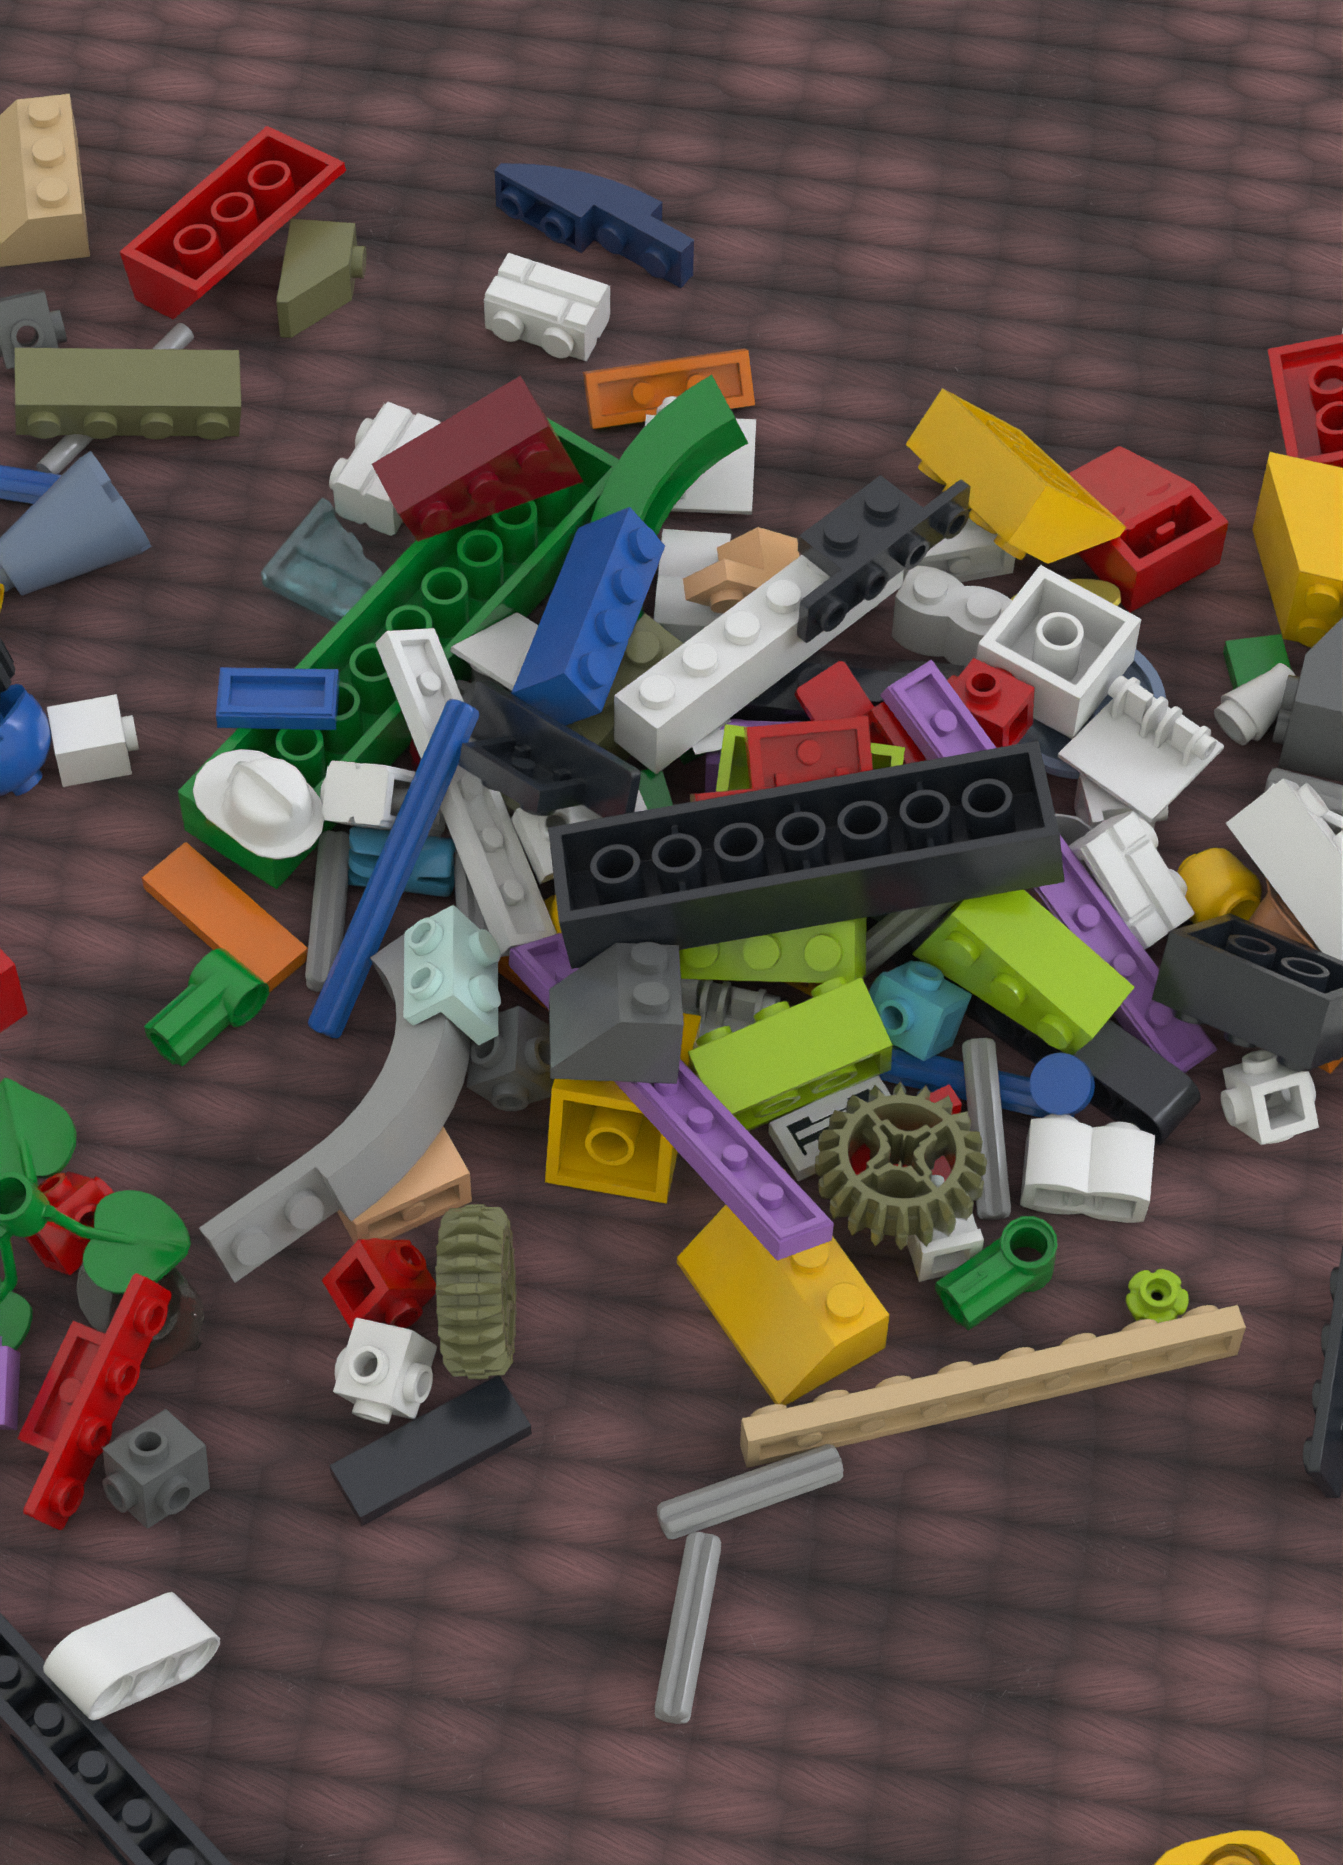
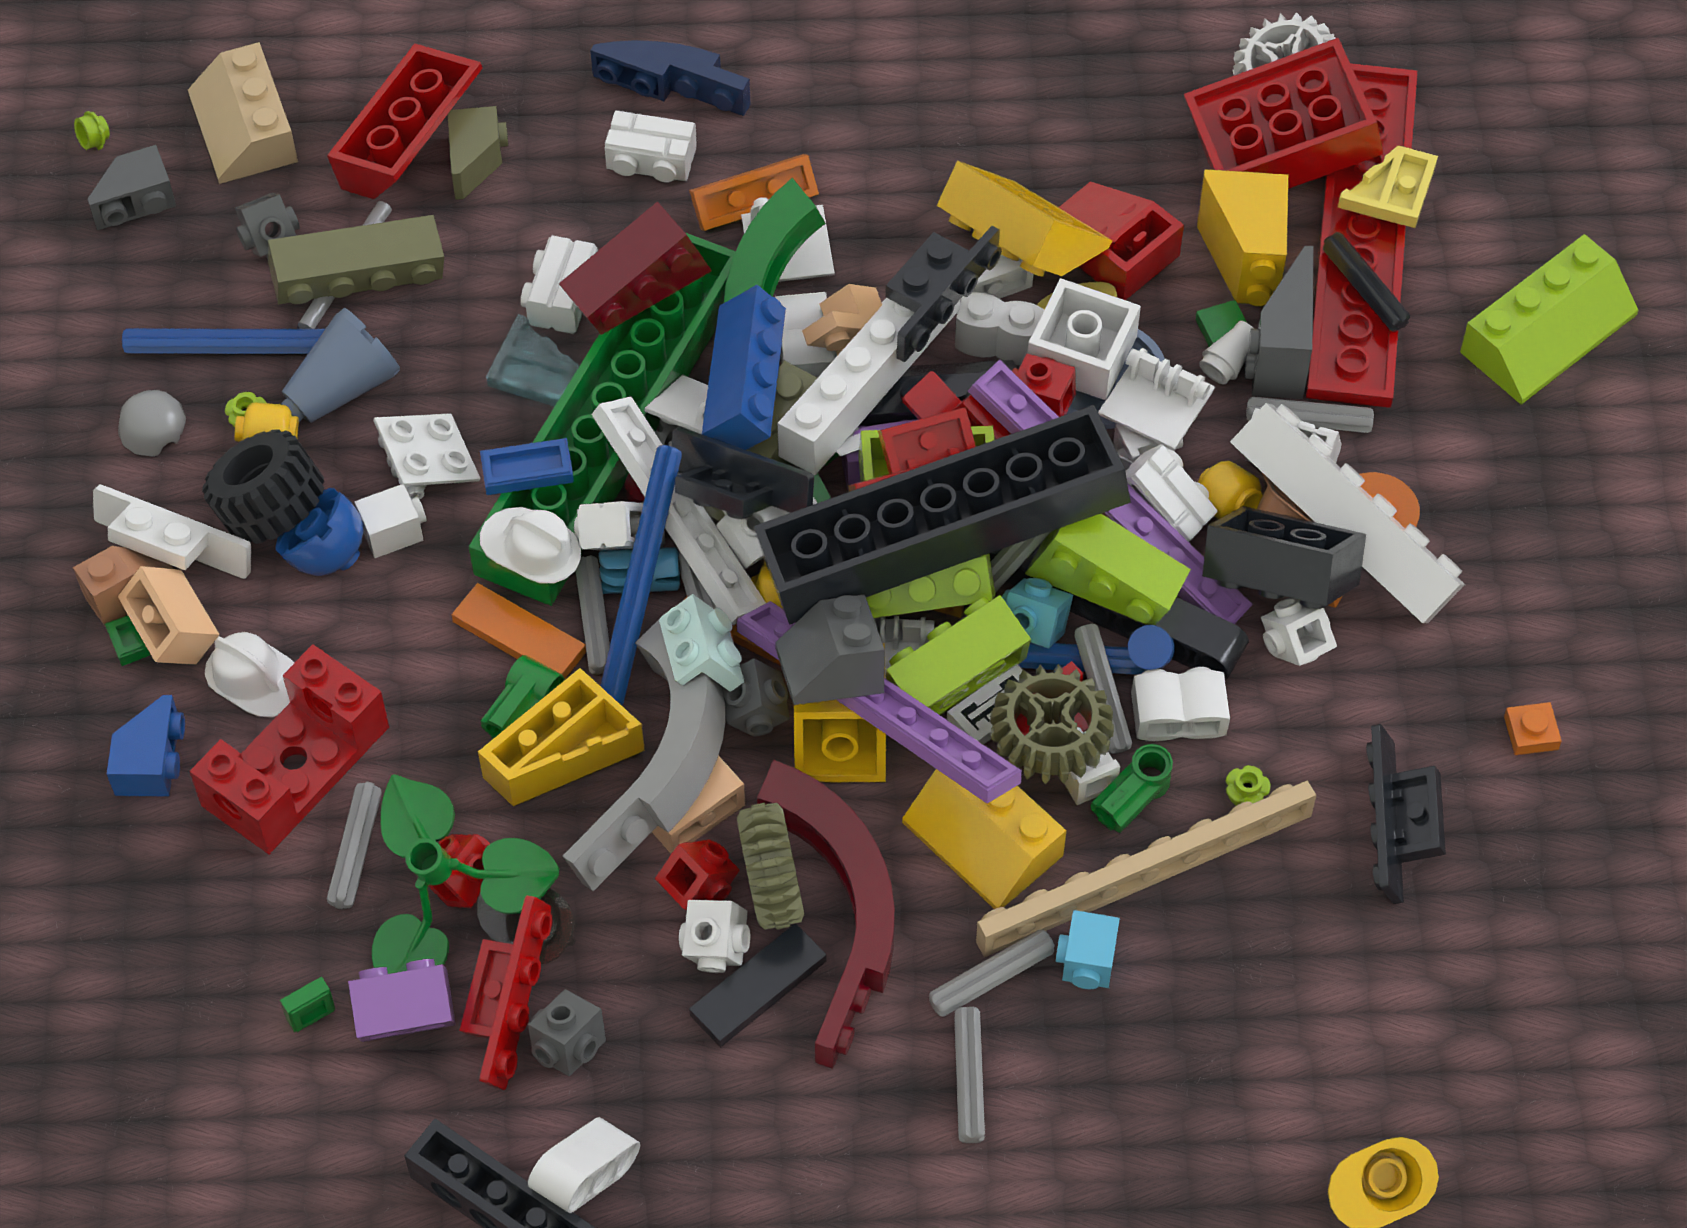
camera: 10 degrees left, 0 degrees up
(158, 657) = (425, 451): none -> white hinge
(240, 1071) = (560, 740): none -> yellow wedge
(585, 1267) = (846, 844): none -> dark red arch
(888, 1485) = (1088, 950): none -> medium azure brick

